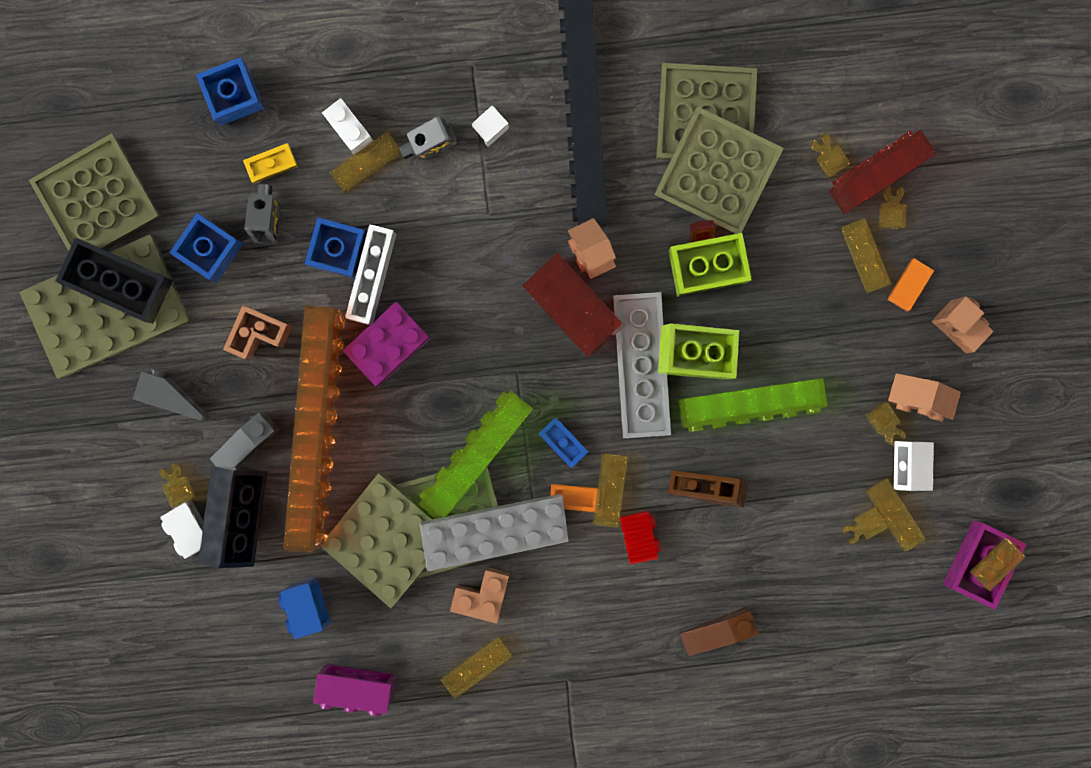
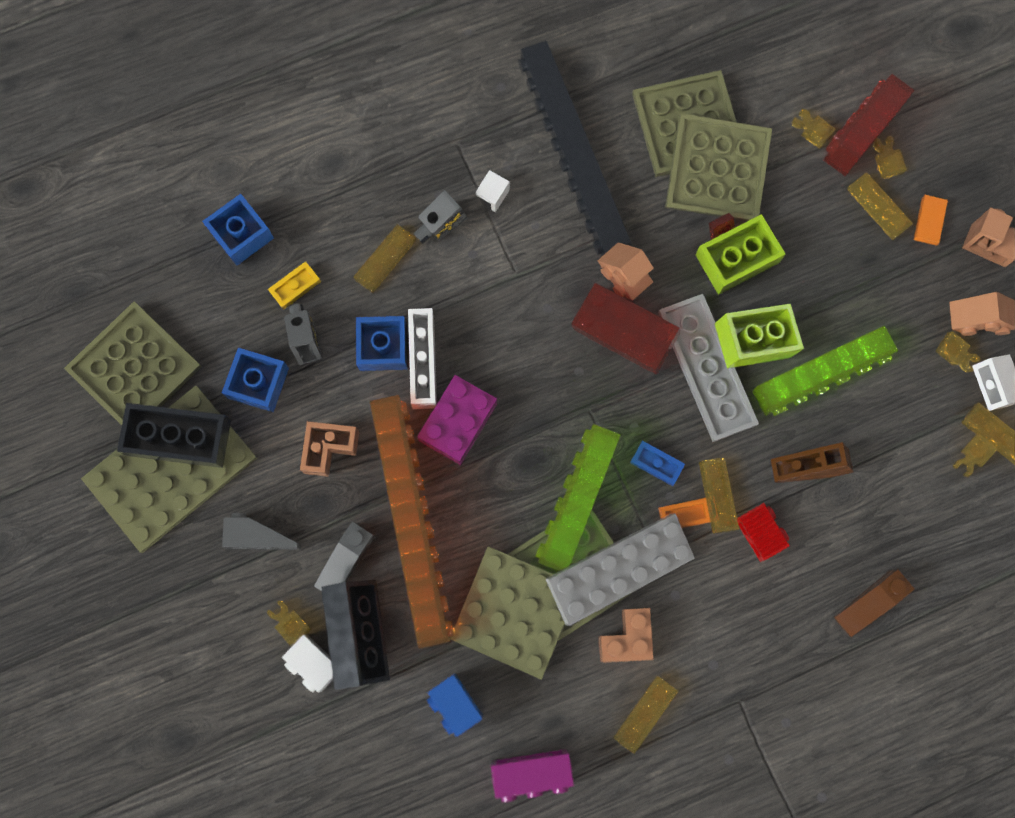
camera: 15 degrees left, 10 degrees down
(347, 126) = (358, 229): white brick -> none

